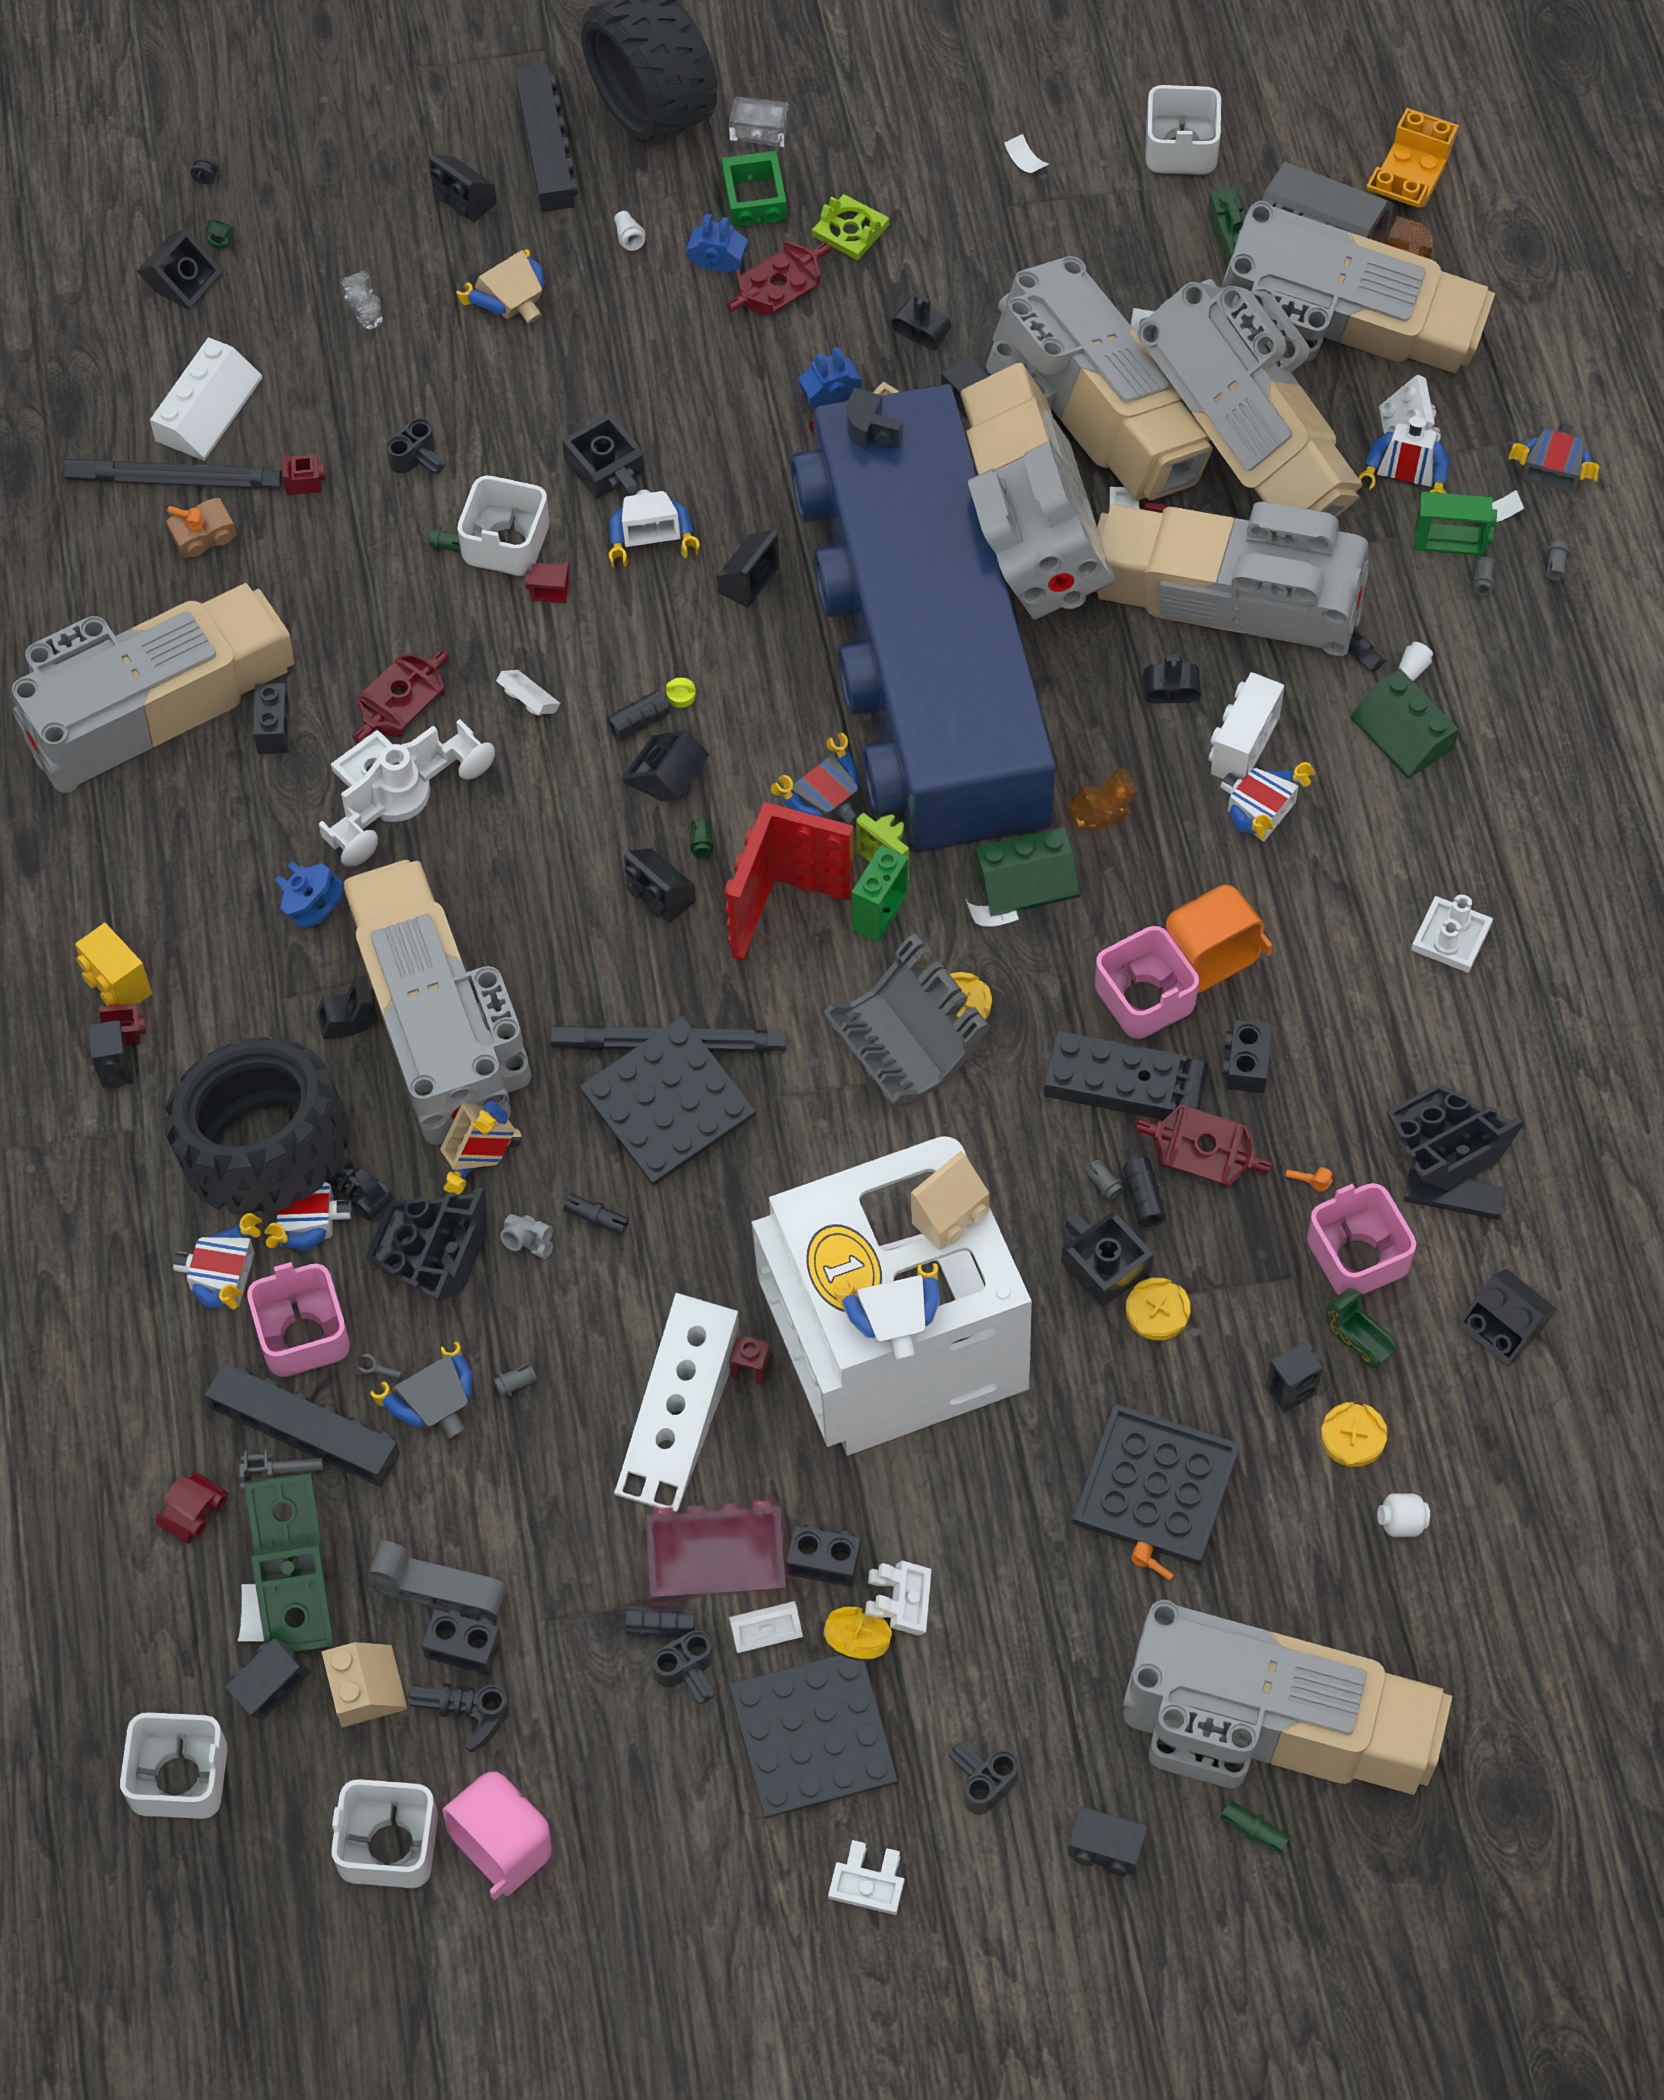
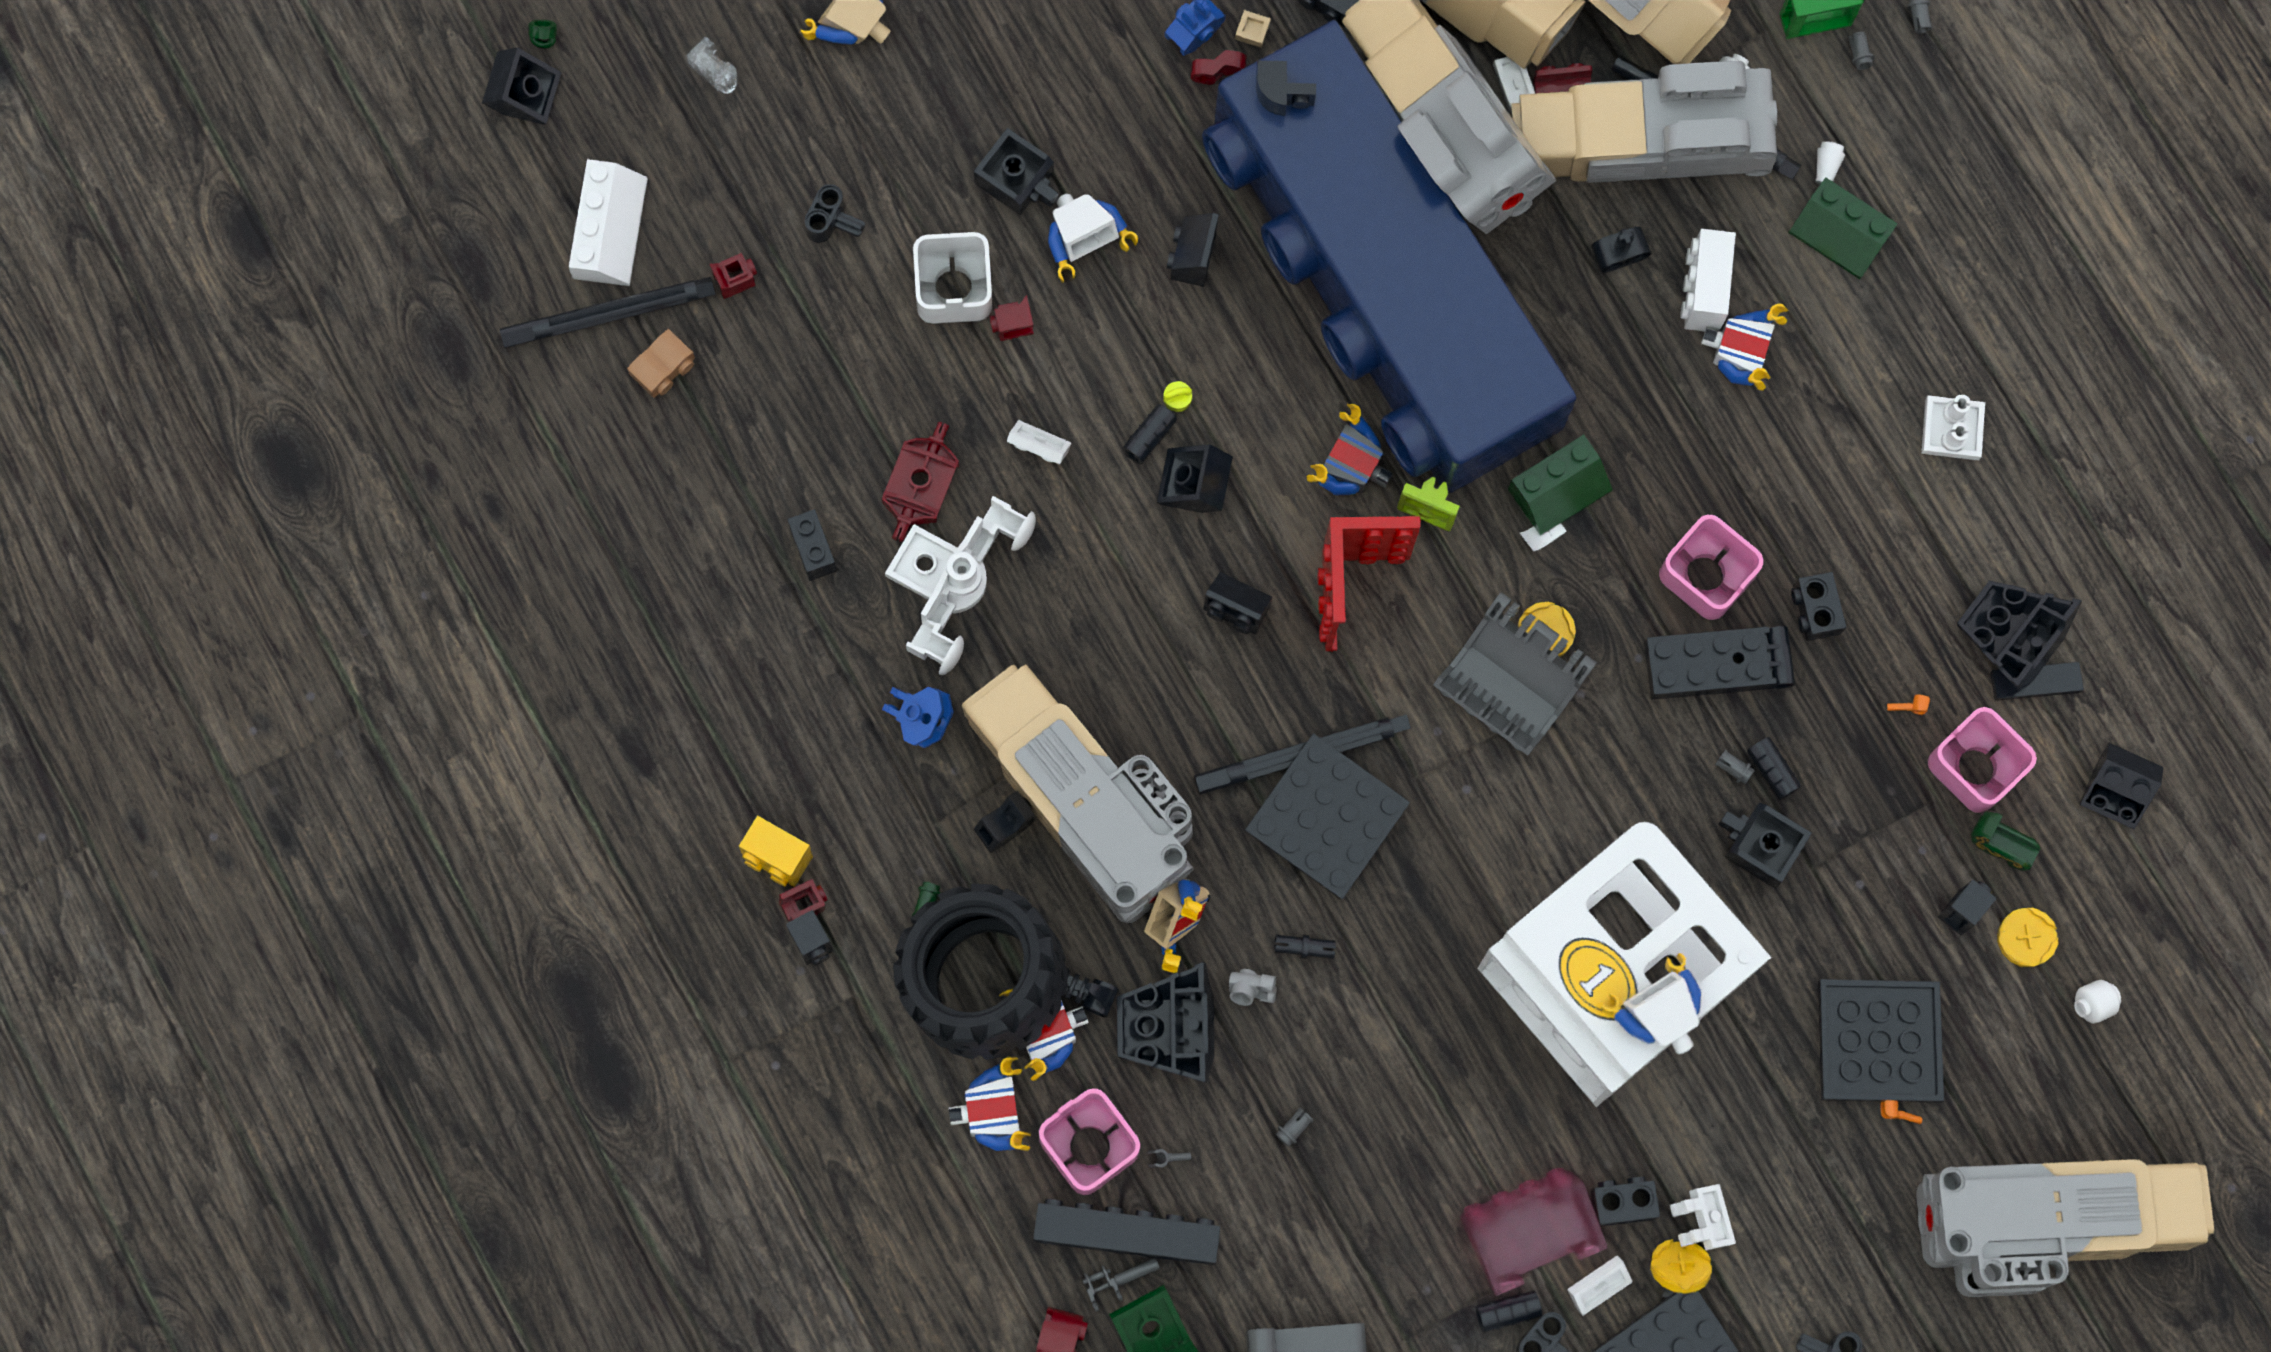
camera: 25 degrees left, 15 degrees up
(131, 691) = (666, 572): light grey piece -> none
(193, 519) = (657, 361): orange hand -> none
(432, 1394) = (1231, 1168): dark grey torso -> none
(444, 540) = (898, 304): dark green pin -> none
(688, 1379) = (1465, 1038): white piece -> none
(701, 845) = (1257, 548): dark green pin -> none
(750, 1354) = (1494, 1041): dark red window -> none
(879, 888) = (1444, 554): green window -> none
(949, 1201) = (1676, 894): tan slope -> none
(1105, 805) = (1606, 393): clear orange brick -> none
(1157, 1309) = (1822, 874): yellow tile -> none
(1178, 1145) = (1791, 714): dark red plate -> none
(1218, 934) = (1757, 499): orange piece -> none
(1255, 1827) = (2068, 1324): dark green pin -> none

